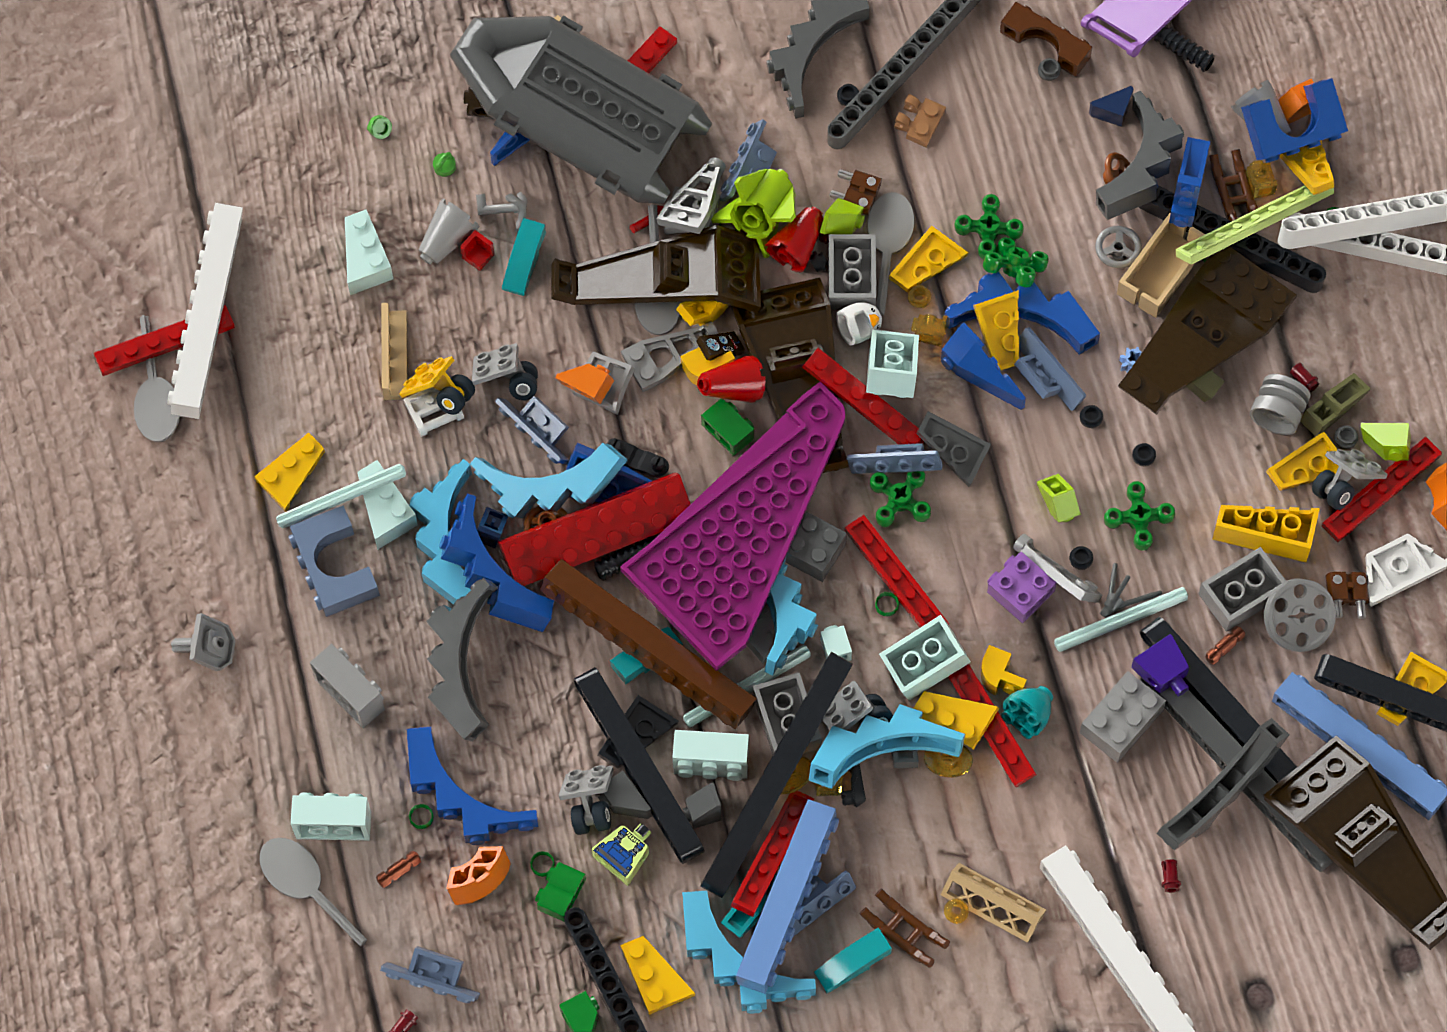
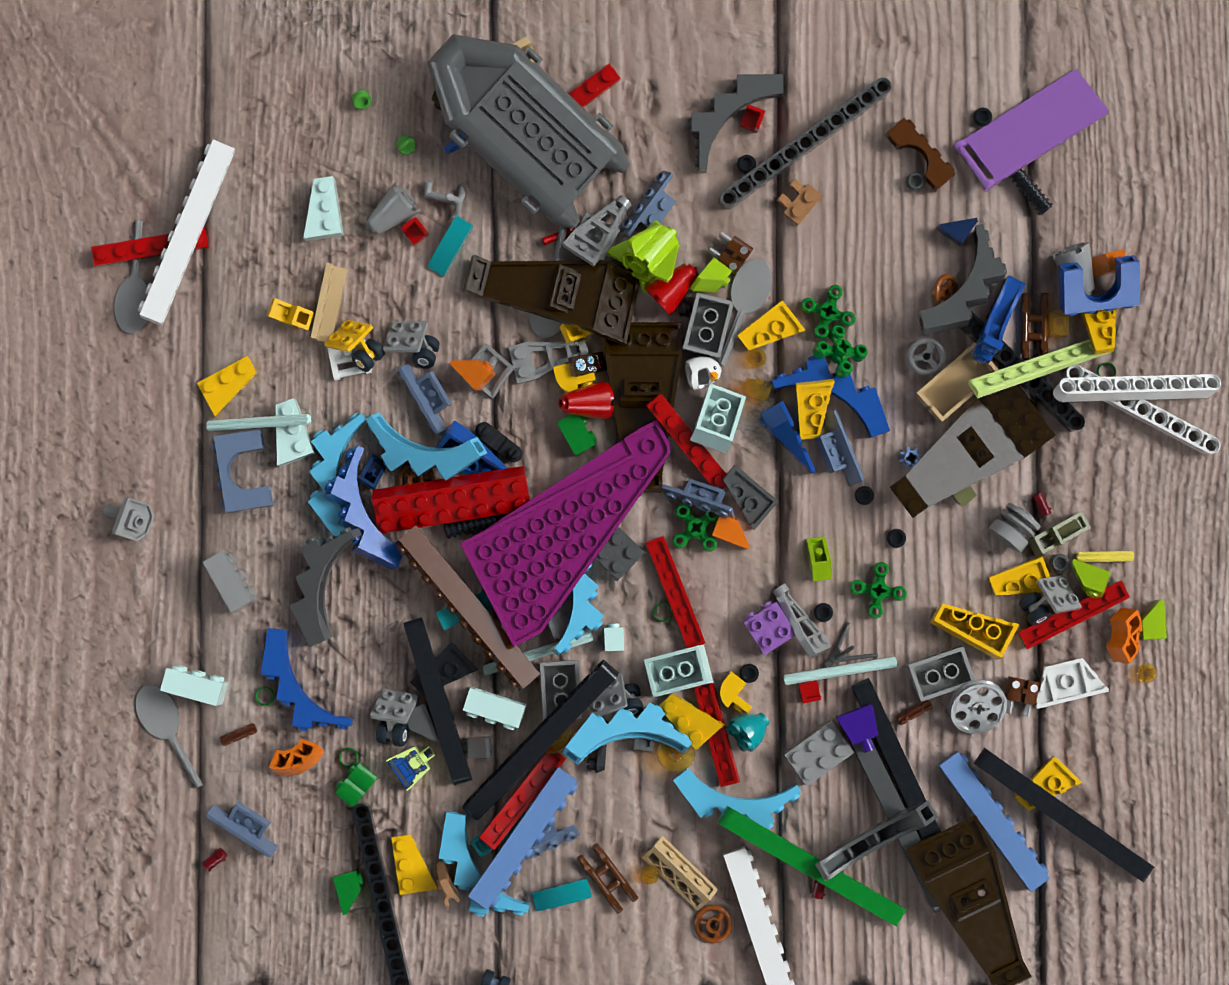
camera: 15 degrees right, 20 degrees up
(351, 375) = (290, 314): none -> yellow brick
(700, 971) = (446, 884): none -> medium nougat plate
(841, 44) = (752, 118): none -> red panel
(944, 492) = (730, 531): none -> orange slope
(1012, 645) = (749, 673): none -> black plate
(1056, 959) = (723, 913): none -> dark orange piece
(1068, 802) = (705, 799): none -> medium azure arch
(1091, 651) = (809, 691): none -> red panel
(1147, 845) = (806, 863): none -> green beam
(1404, 415) = (1106, 556): none -> light yellow axle

